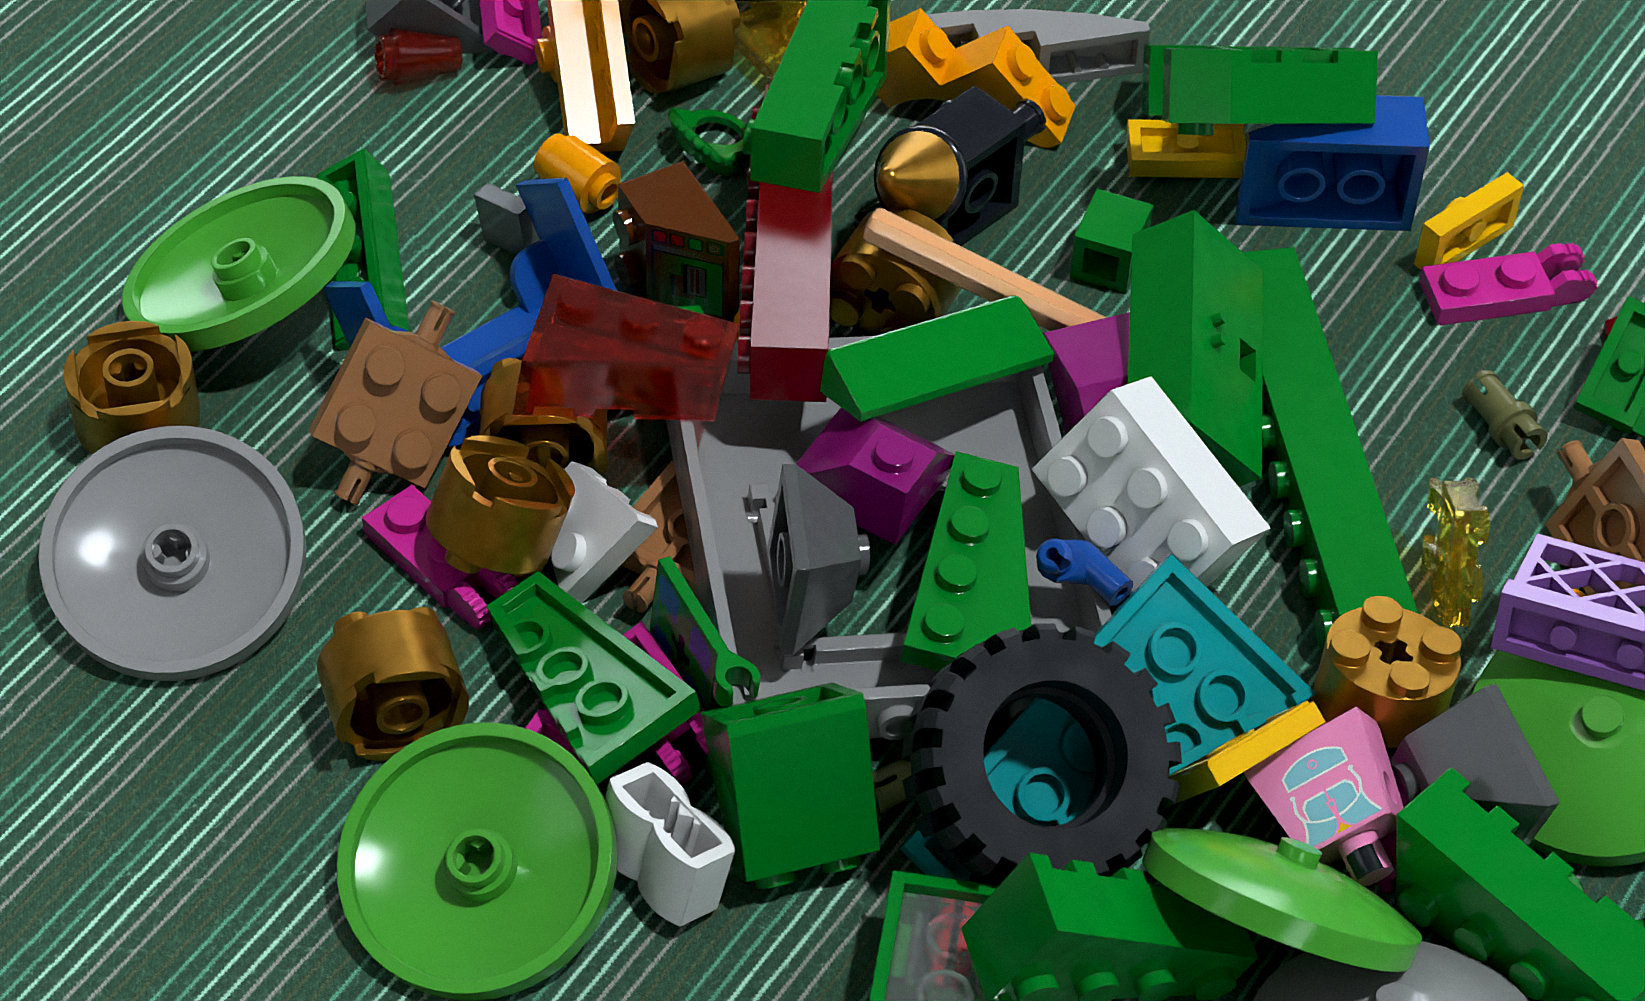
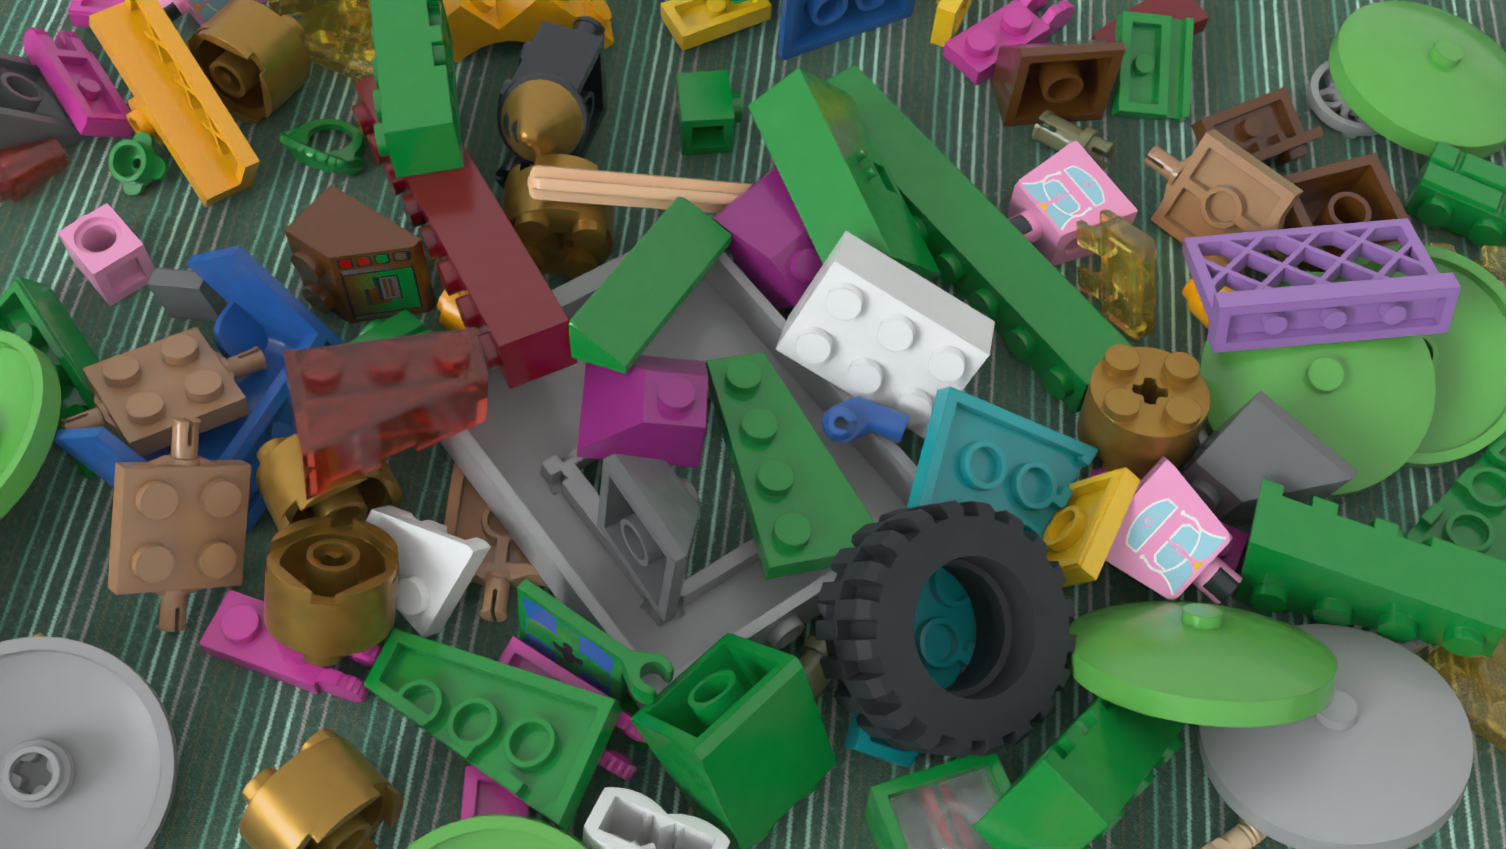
camera: 30 degrees left, 10 degrees up
(453, 158) = (107, 254): none -> bright pink brick
(458, 278) = (163, 380): none -> medium nougat plate
(522, 88) = (124, 163): none -> green plate
(589, 172) = (227, 222): light orange brick -> none
(1449, 449) = (1060, 194): none -> bright pink torso
(1519, 340) = (1055, 76): none -> reddish brown slope

